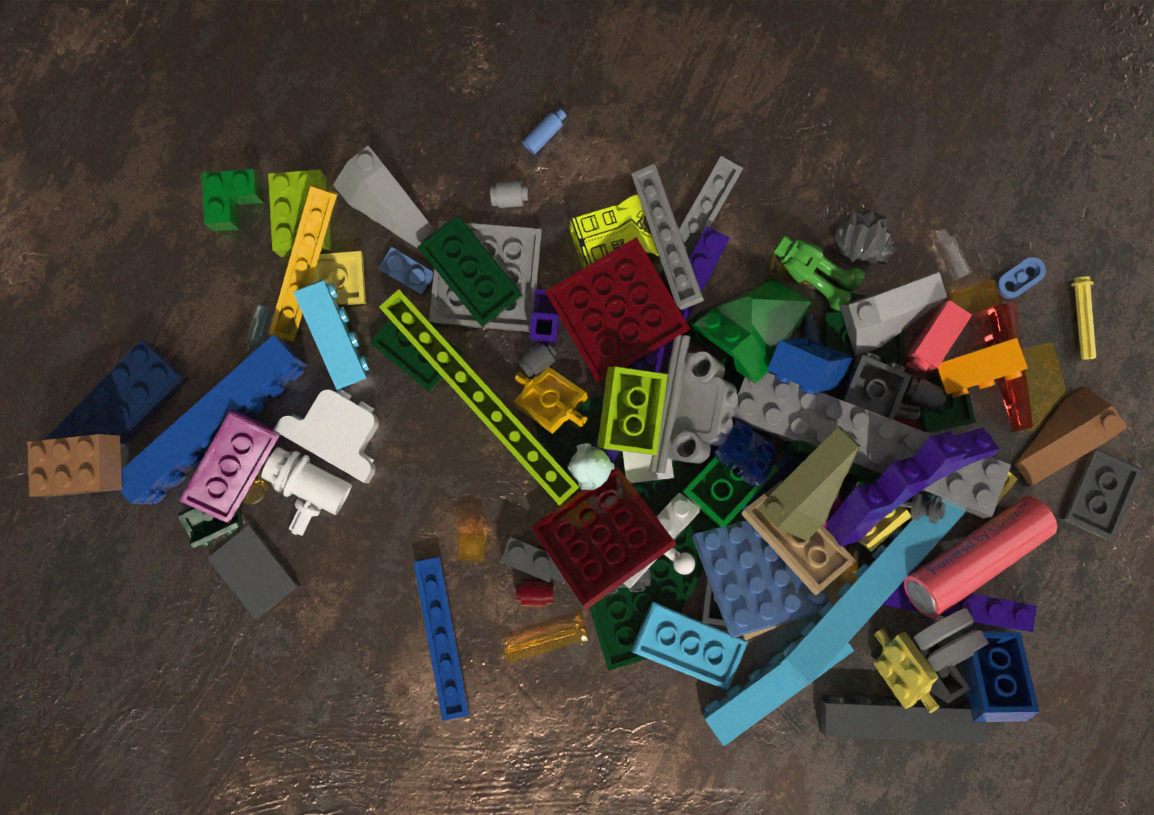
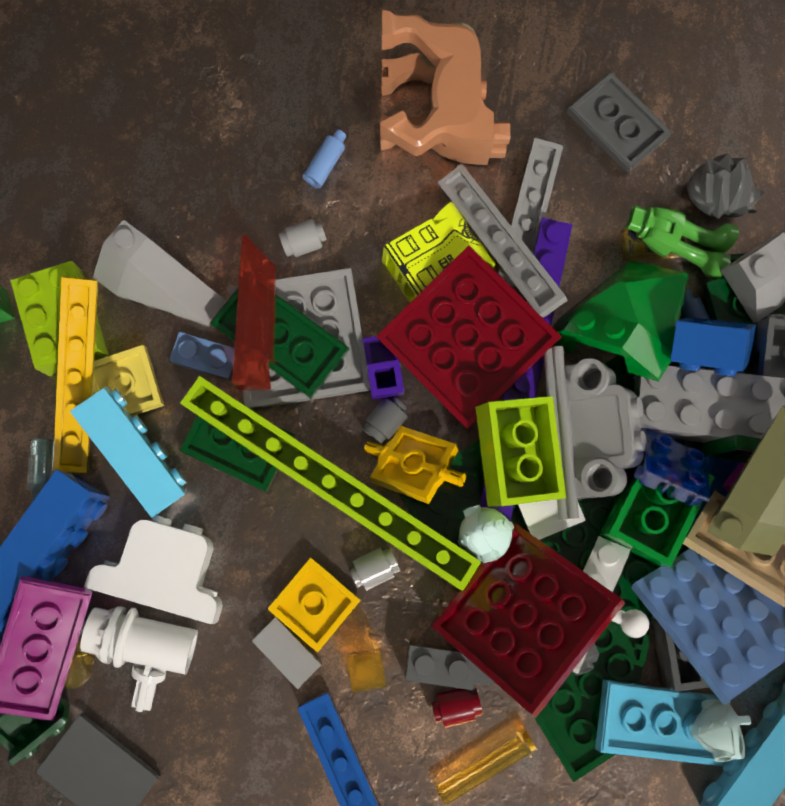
camera: 20 degrees left, 5 degrees down
(416, 519) = (287, 652): none -> light grey tile
(445, 488) = (314, 604): none -> yellow plate
(453, 253) = (254, 320): none -> clear red wedge
(498, 472) = (374, 568): none -> light grey brick
(660, 125) = (458, 119): none -> nougat piece
(729, 660) = (719, 730): none -> light aqua helmet
(797, 158) = (618, 122): none -> dark grey tile

